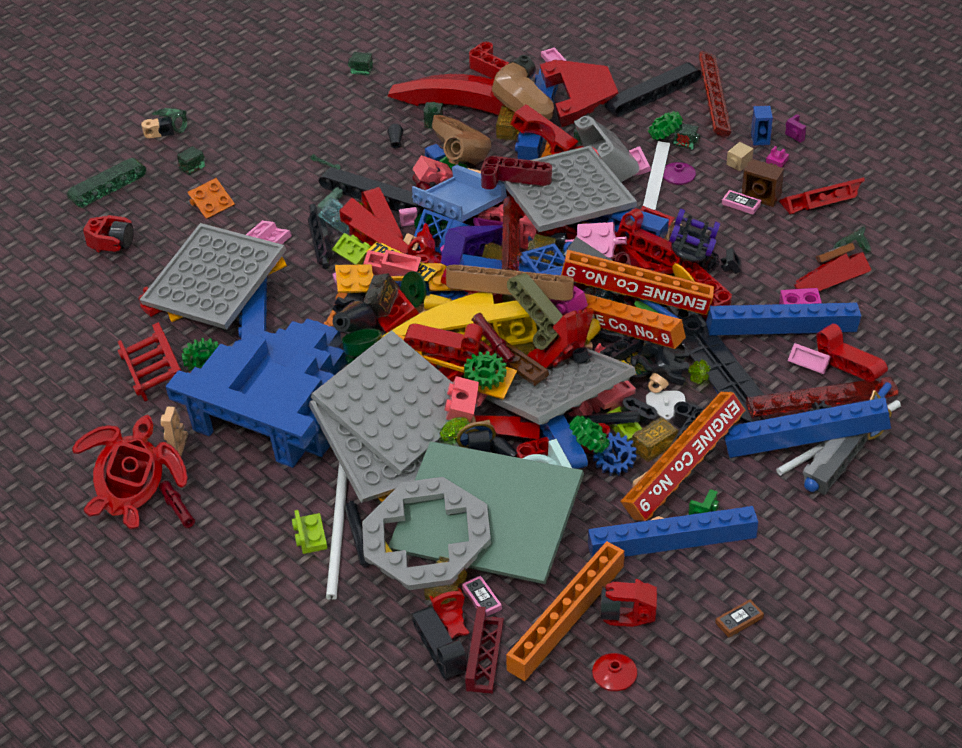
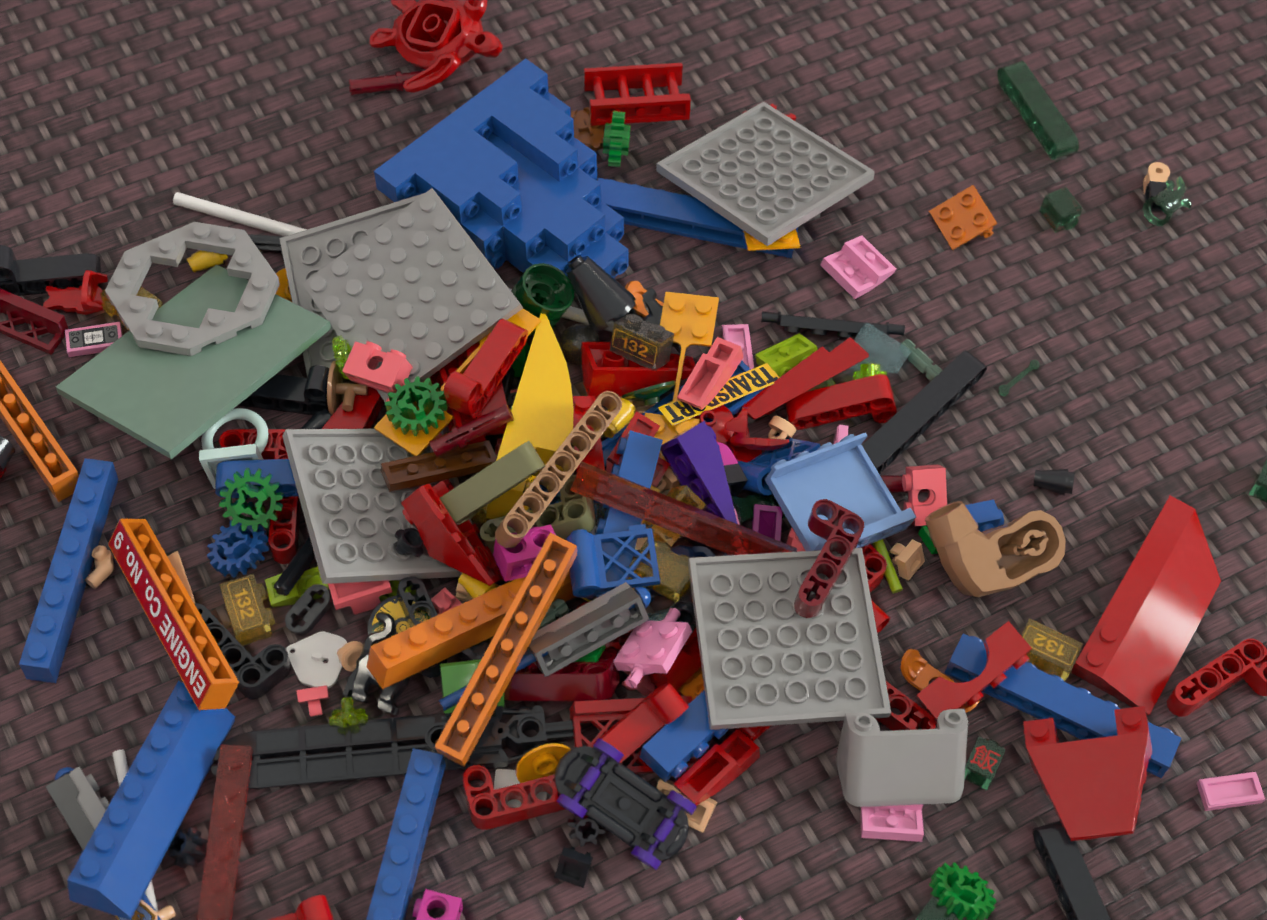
camera: 100 degrees right, 15 degrees up
(108, 233) = (903, 96): red piece -> none
(174, 429) = (477, 72): light nougat wing -> none
(310, 532) = (281, 195): lime bracket -> none
(430, 110) = (1092, 543): clear green brick -> none
(515, 88) = (1082, 660): medium nougat piece -> none
(656, 175) = (831, 832): white sticker -> none
(679, 173) = (839, 894): magenta dish -> none
(694, 390) = (313, 697): none -> coral tile
(709, 505) = (91, 624): green bracket -> none
(809, 358) = (309, 885): bright pink tile -> none

